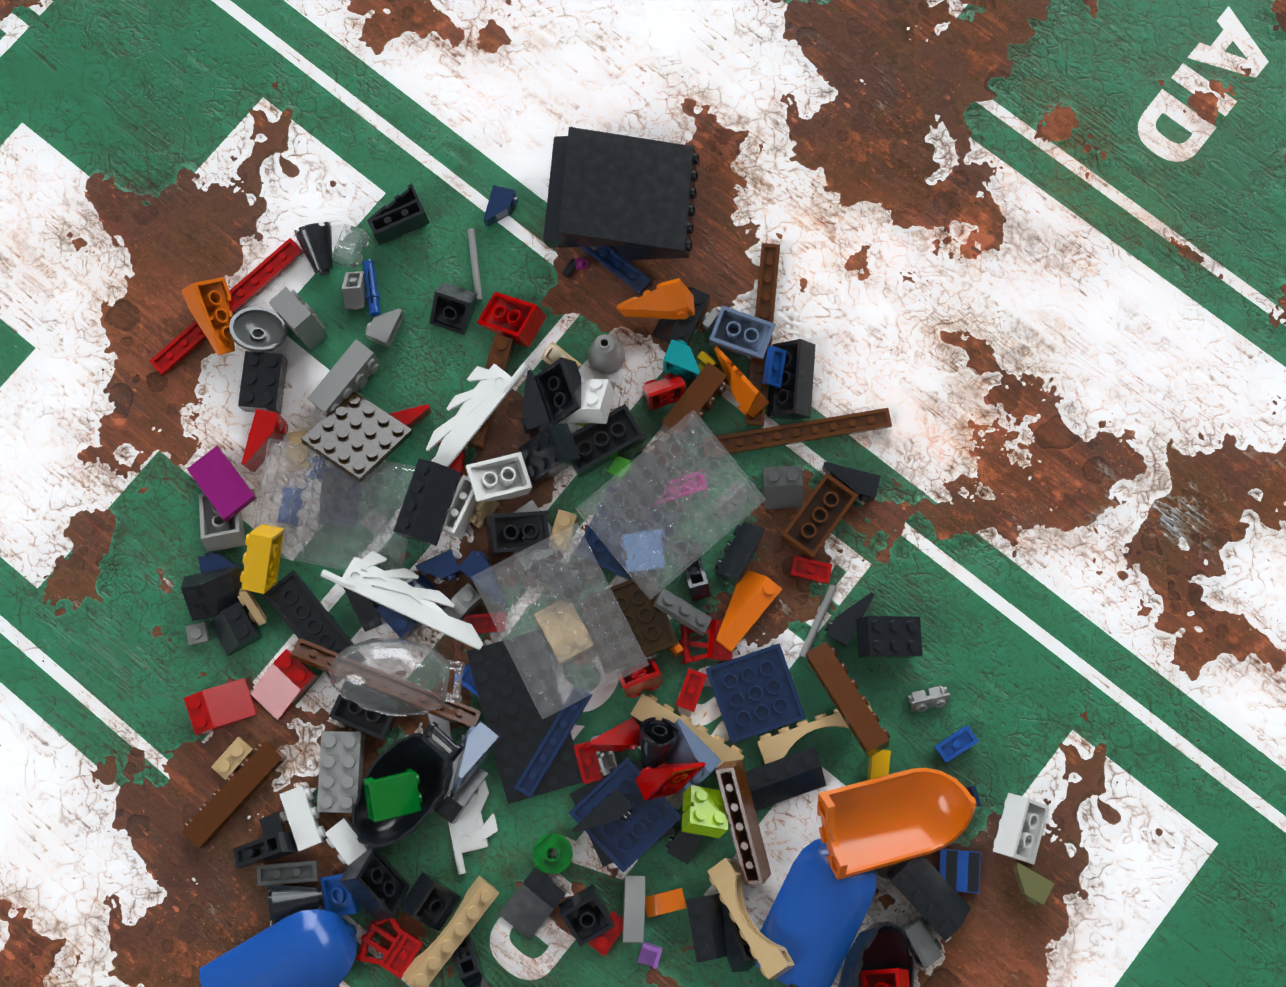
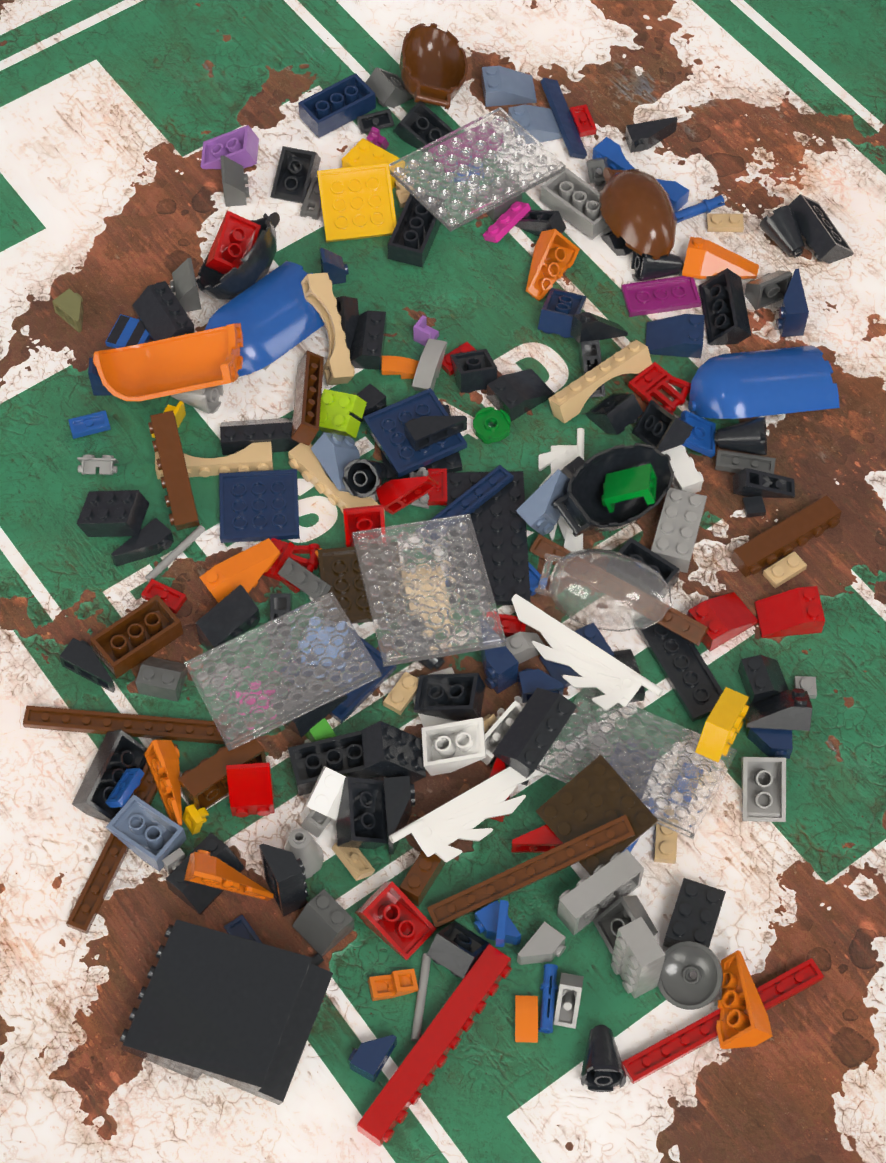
camera: 170 degrees left, 20 degrees down
(221, 483) = (757, 819): magenta tile -> none
(256, 613) = (740, 685): tan plate -> none
(264, 426) = (697, 857): red slope -> none
(303, 817) = (722, 502): white brick -> none
(316, 360) = (619, 914): none -> dark grey slope
(350, 246) = (562, 1052): clear brick -> none
(385, 267) = (526, 1018): none -> orange slope
(398, 217) = (494, 1069): black wedge -> none
(402, 377) = (531, 871): none -> reddish brown plate
(418, 323) = (502, 923): none -> blue tile
(427, 336) = (487, 921): none -> blue slope
(452, 227) = (433, 1046): none -> red brick
(500, 268) = (393, 985): none -> orange slope
(569, 301) = (323, 923): none -> dark grey slope
(608, 309) = (284, 878): none -> black slope
(666, 779) = (364, 439): red slope -> none
(680, 361) = (224, 818): teal slope -> none
(691, 690) = (319, 522): red plate -> none
(1020, 828) = (62, 349): white slope -> none

